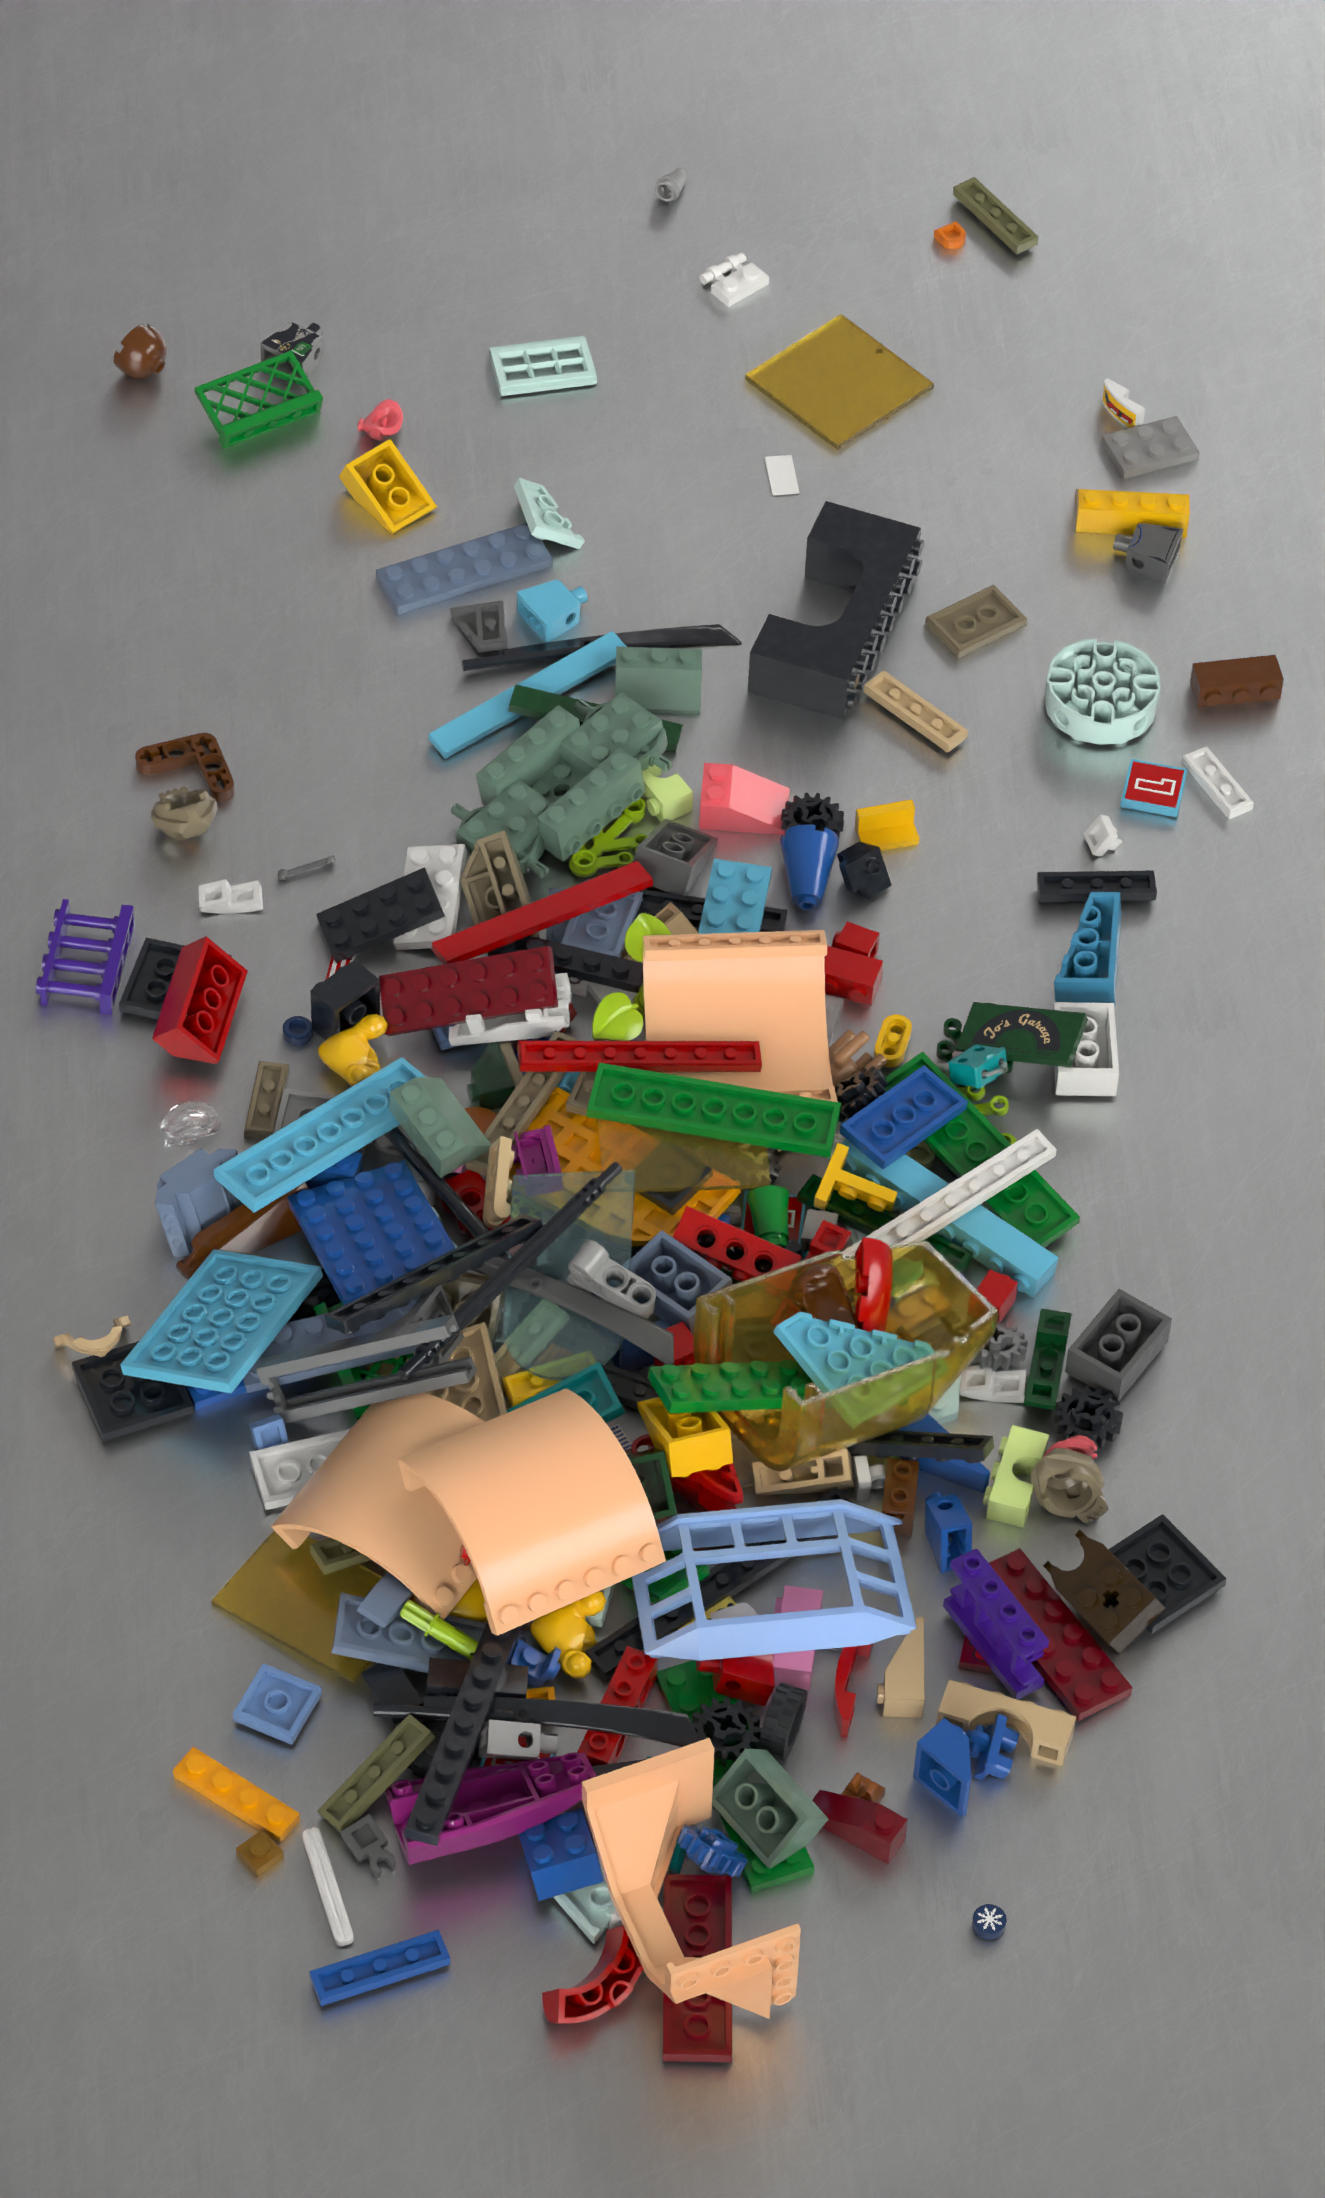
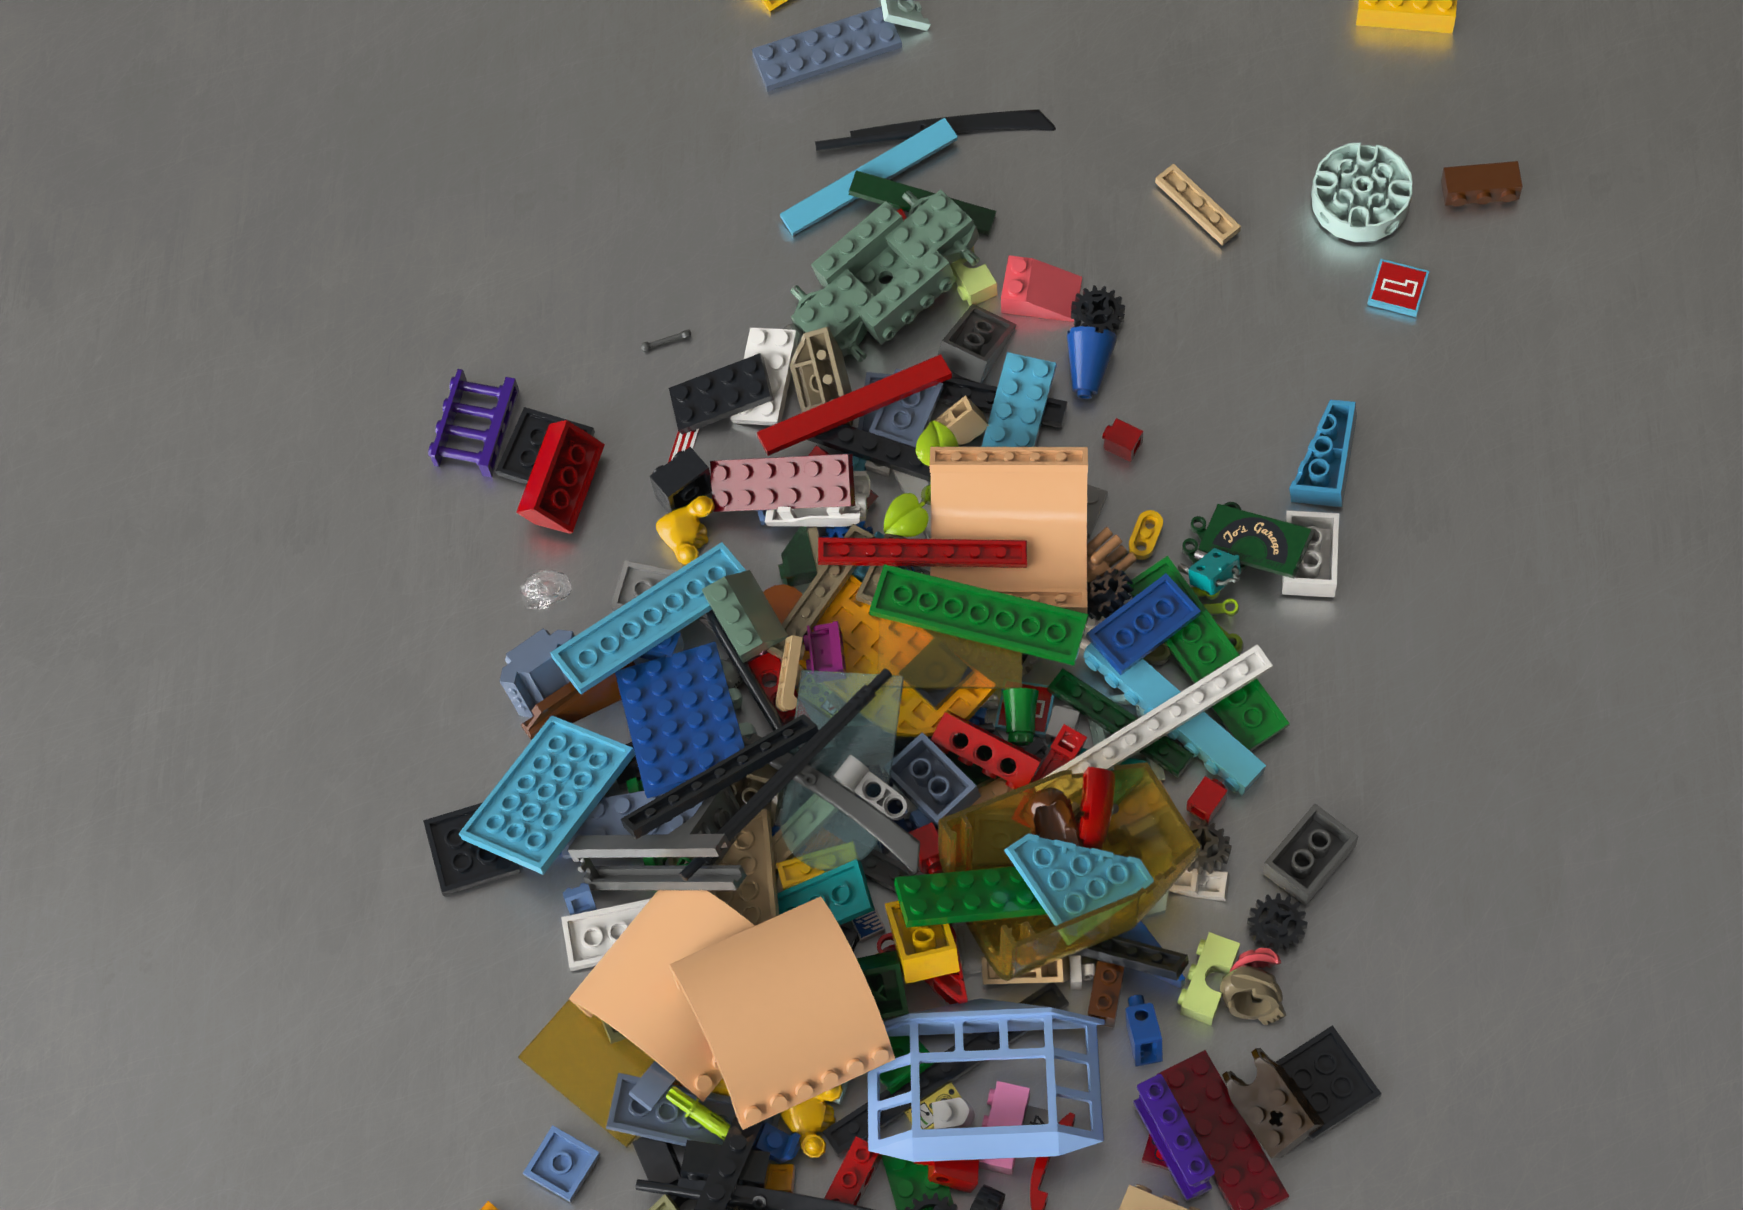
camera: 15 degrees right, 15 degrees up
(96, 1347) = (449, 809): tan helmet -> none
(184, 812) = (566, 286): dark tan helmet -> none
(193, 754) = (581, 226): reddish brown beam -> none
(223, 899) = (599, 369): white slope -> none
(266, 1099) = (611, 561): dark tan tile -> none
(297, 1031) = (643, 501): dark blue tile -> none
(483, 625) = (837, 106): dark grey wing -> none
(550, 608) = (895, 92): medium azure torso -> none
(587, 862) = (921, 325): lime plant -> none
(660, 678) = (979, 167): sand green slope -> none
(830, 663) = (1127, 157): black arch -> none
(851, 1186) = (1090, 688): yellow bracket -> none
(852, 975) = (1109, 465): red brick -> none
(864, 869) = (1136, 364): black brick -> none
(887, 825) = (1161, 320): yellow panel -> none
(904, 1678) = (1092, 1174): tan slope -> none
(976, 621) = (1259, 114): dark tan tile -> none
(1047, 1359) = (1247, 864): dark green slope -> none
(1078, 885) = (1337, 386): black plate -> none
(1102, 836) = (1347, 336): white tile -> none
(1150, 550) = (1419, 48): dark grey torso -> none
(1217, 782) = (1455, 284): white tile -> none

